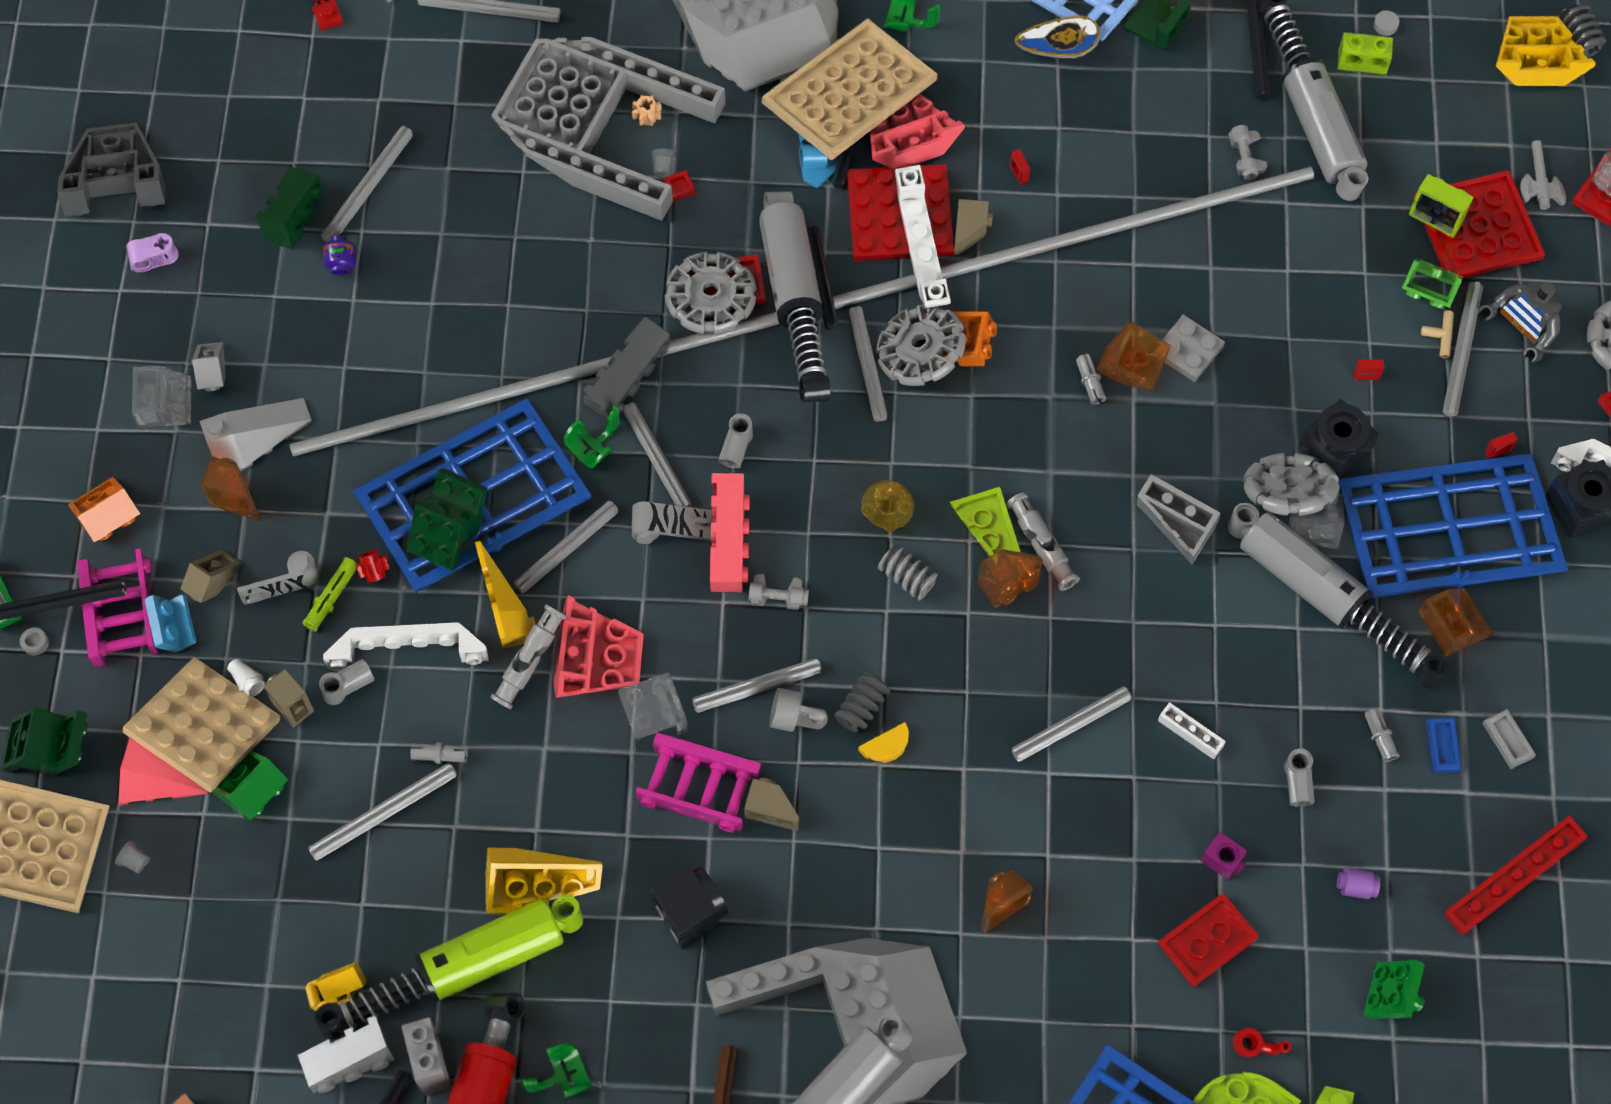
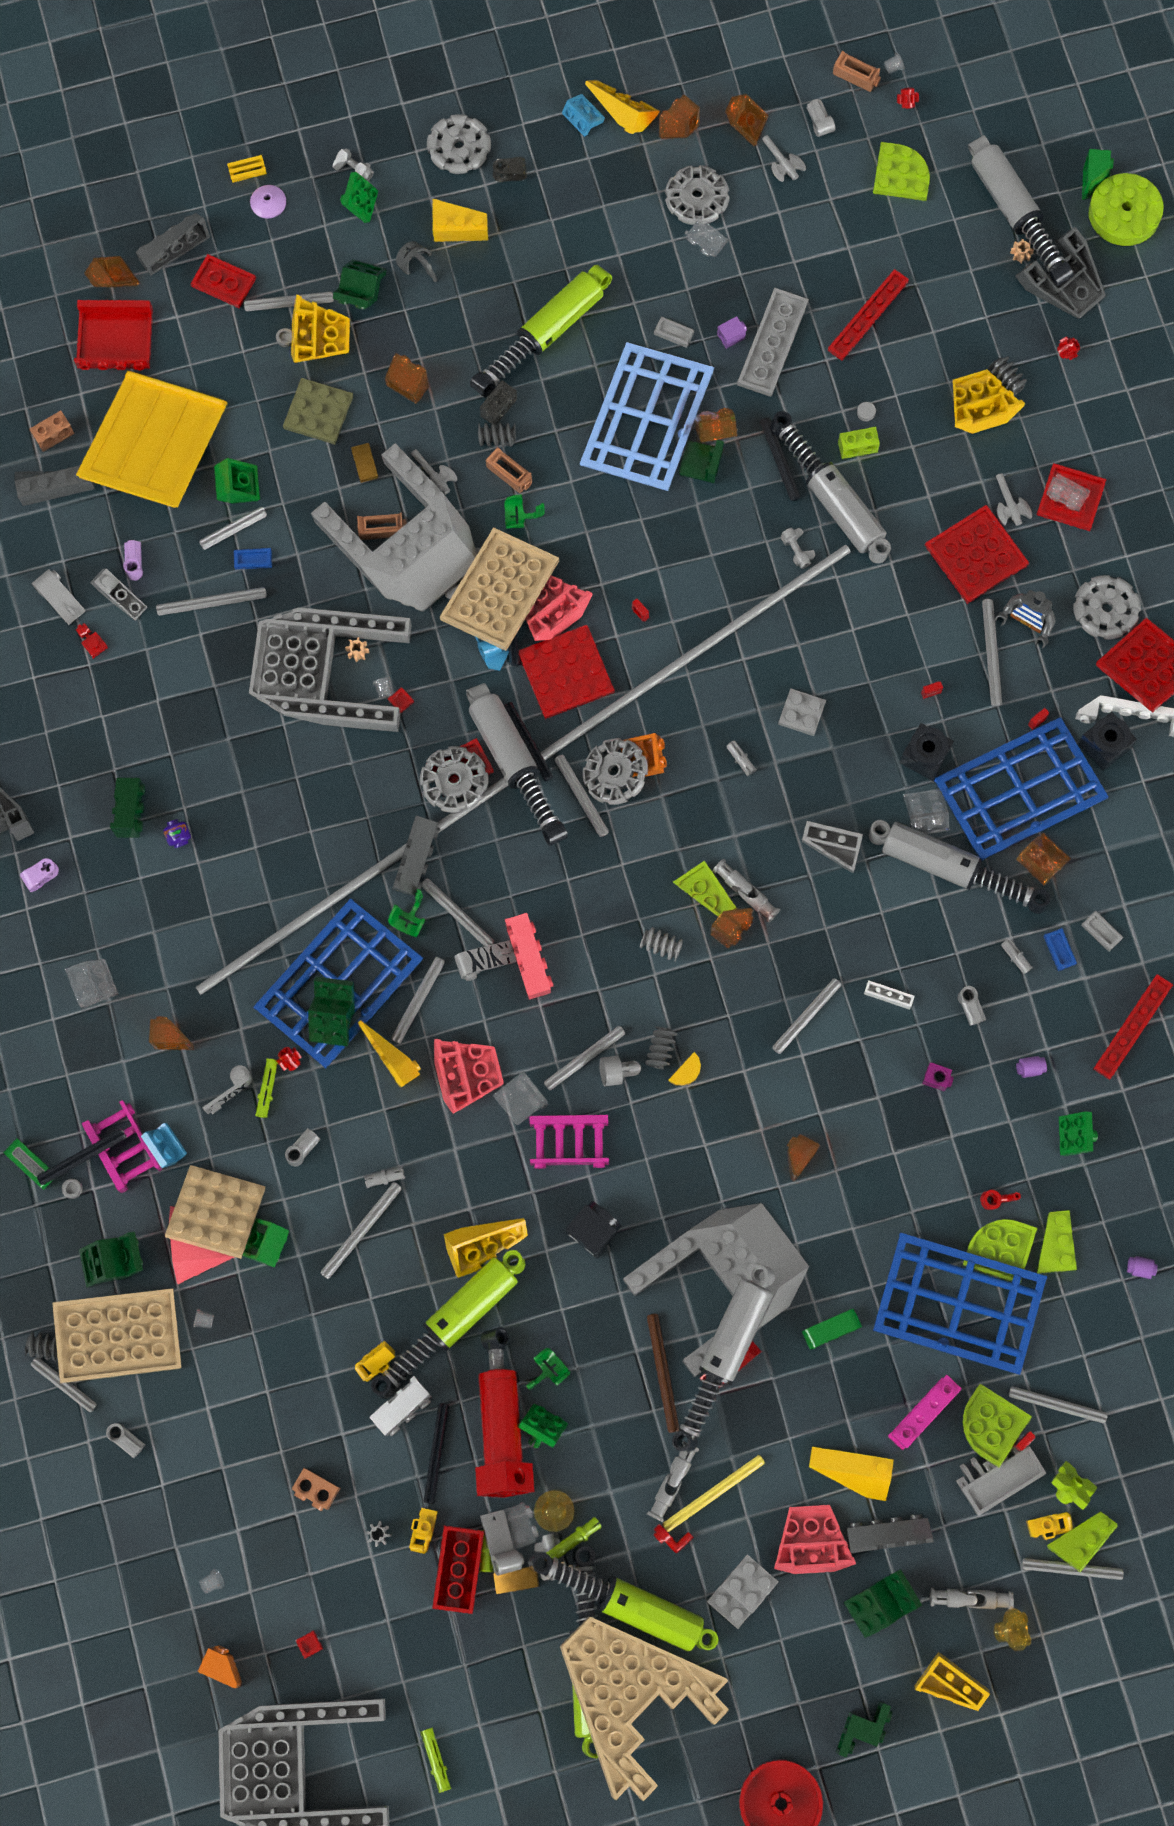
camera: 15 degrees left, 10 degrees up
(104, 510) = (83, 1078): slope -> none
(209, 366) = (116, 946): light grey slope -> none
(209, 575) = (177, 1102): dark tan slope -> none
(246, 678) = (231, 1167): white cone -> none
(254, 430) = (166, 987): light grey wedge -> none
(288, 698) = (268, 1173): dark tan brick -> none
(366, 638) = (292, 1130): white slope -> none
(367, 184) = (175, 771): light grey axle -> none
(426, 1056) = (450, 1383): light grey window -> none
(534, 646) = (424, 1079): light grey piece -> none
(736, 442) = (510, 887): light grey piece -> none
(770, 805) = (623, 1140): dark tan slope -> none
(793, 597) = (589, 986): light grey piece -> none
(887, 505) = (631, 899): clear yellow plate -> none
(919, 236) = (589, 692): white slope -> none
(971, 223) = (619, 665): dark tan slope -> none
(1061, 37) = (637, 498): shield -> none
(1134, 357) = (767, 734): clear orange slope -> none
(1208, 940) = (944, 1138): red plate -> none
(1269, 484) = (906, 808): light grey plate -> none
(1436, 299) = (962, 619): bright green window -> none
(1441, 205) = (947, 551): piece -> none
(1443, 333) = (976, 644): tan piece -> none

